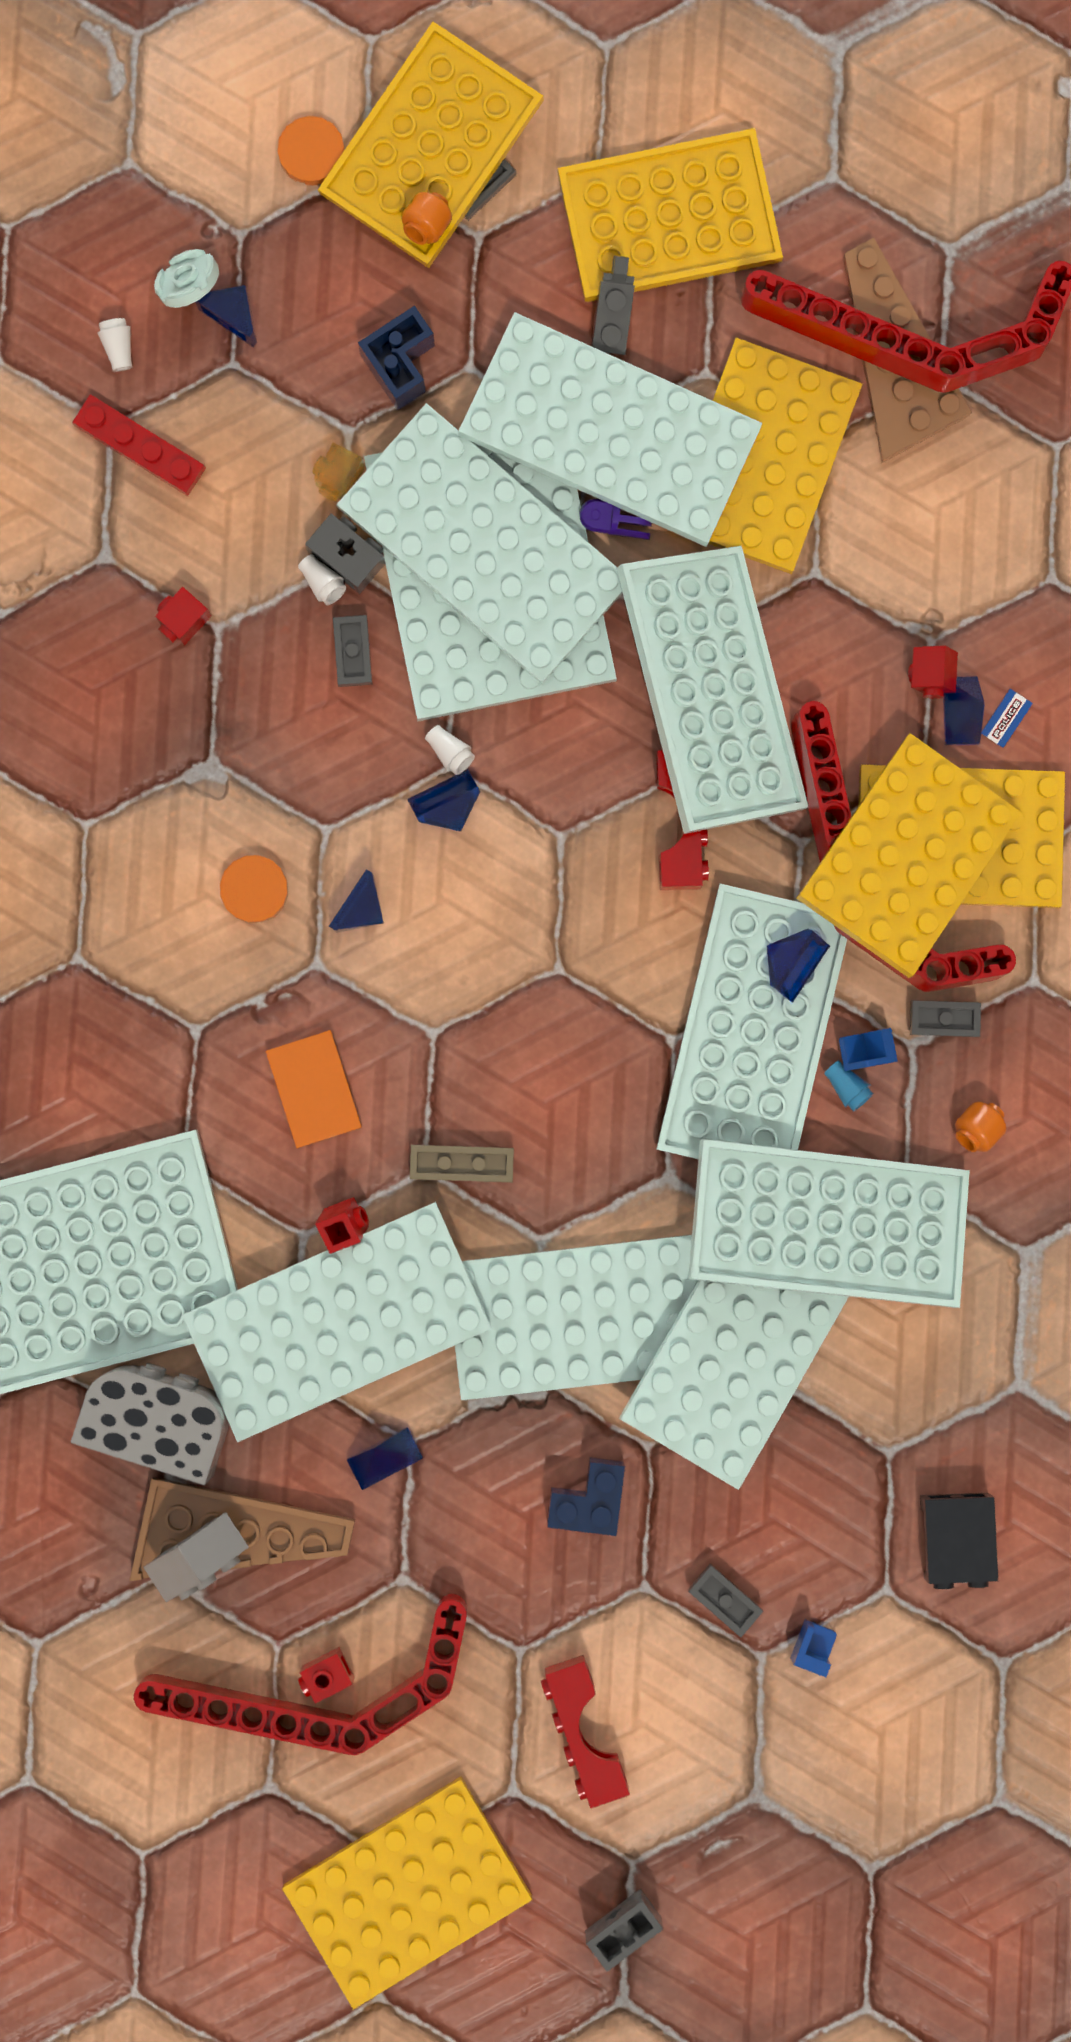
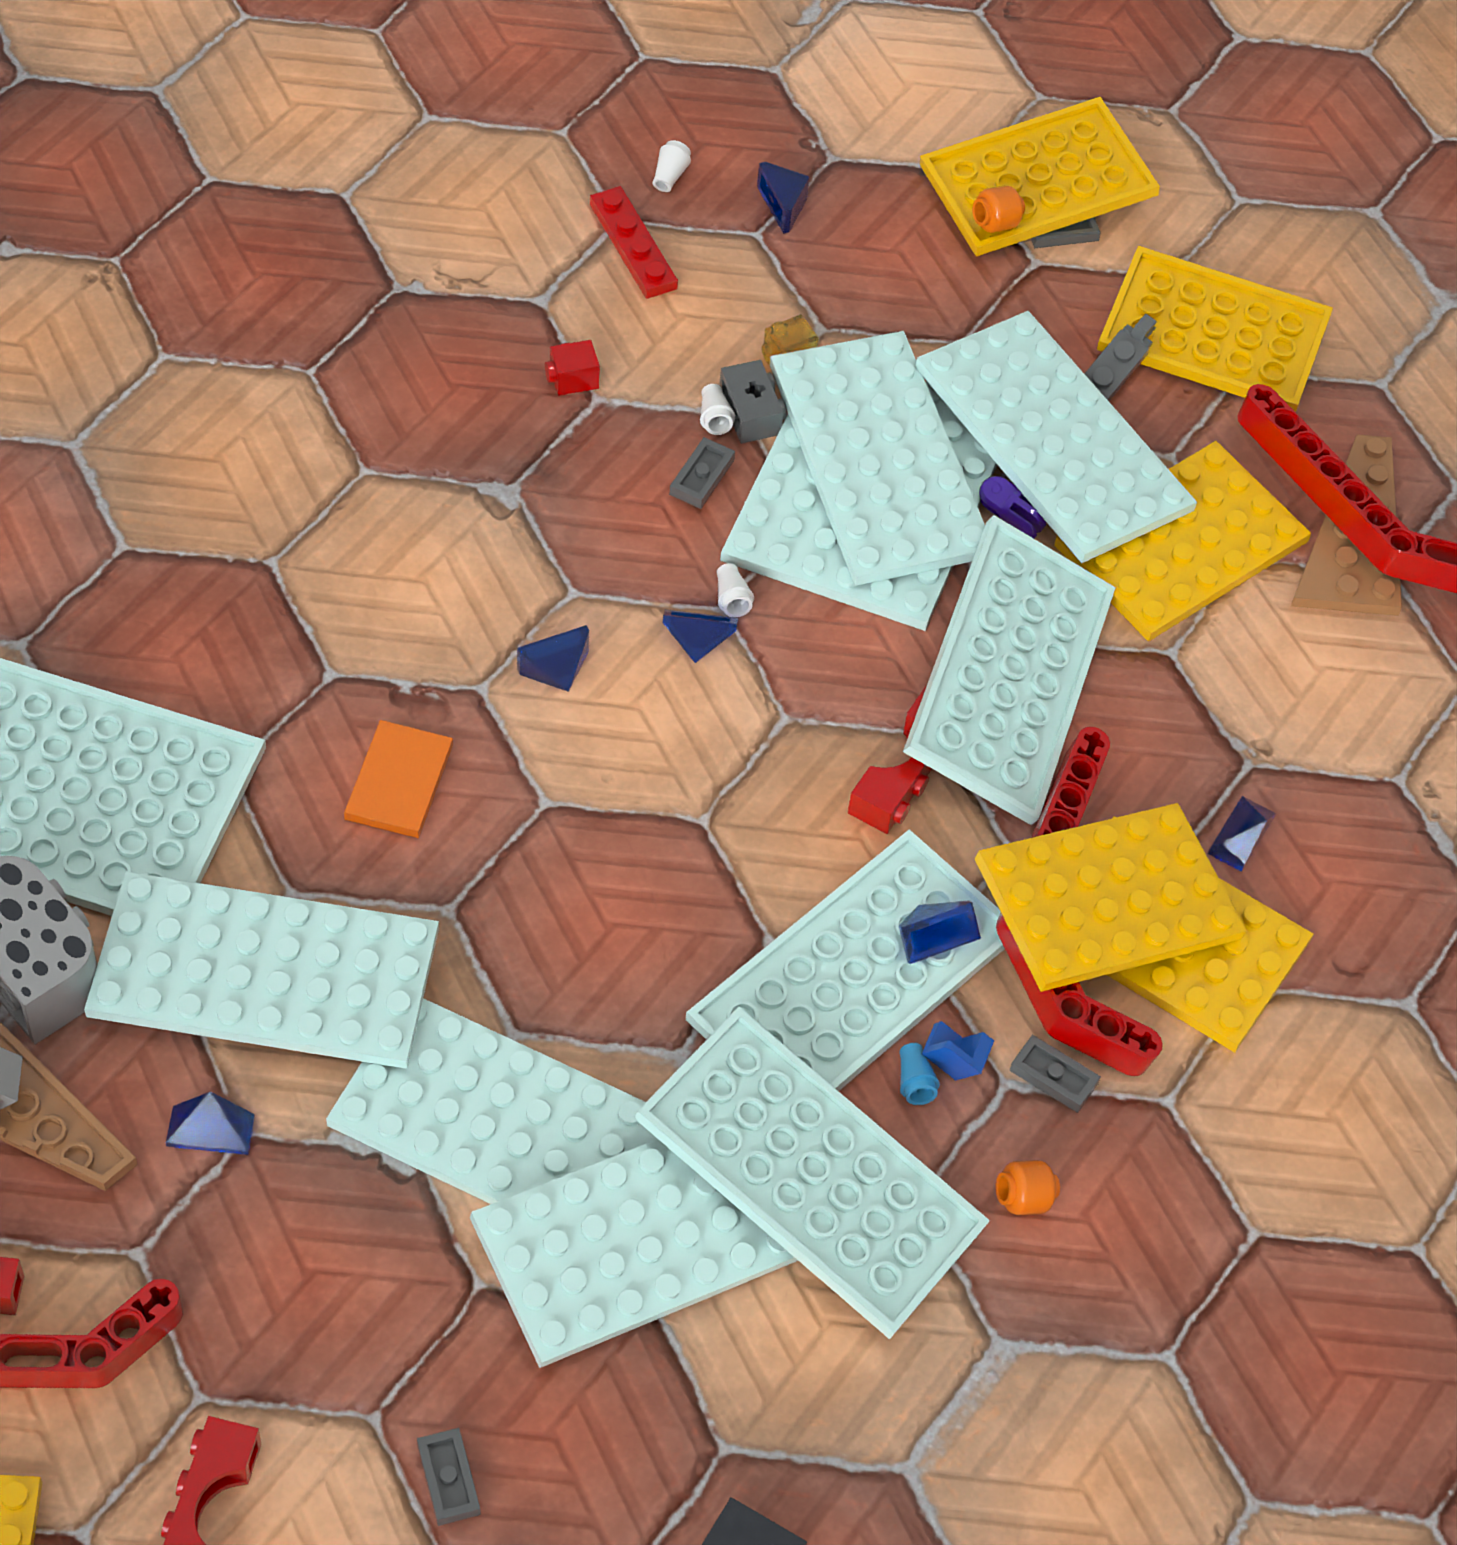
camera: 30 degrees right, 30 degrees down
(187, 279) = (763, 151): light aqua tile -> none
(253, 889) = (472, 596): orange tile -> none
(309, 149) = (932, 130): orange tile -> none
(342, 1225) = (335, 887): red brick -> none
(391, 353) = (904, 286): dark blue brick -> none
(461, 1163) = (488, 916): dark tan plate -> none
(595, 1508) = (386, 1294): dark blue brick -> none
(933, 671) = (1236, 776): red brick -> none
(1006, 718) = (1283, 865): sticker -> none

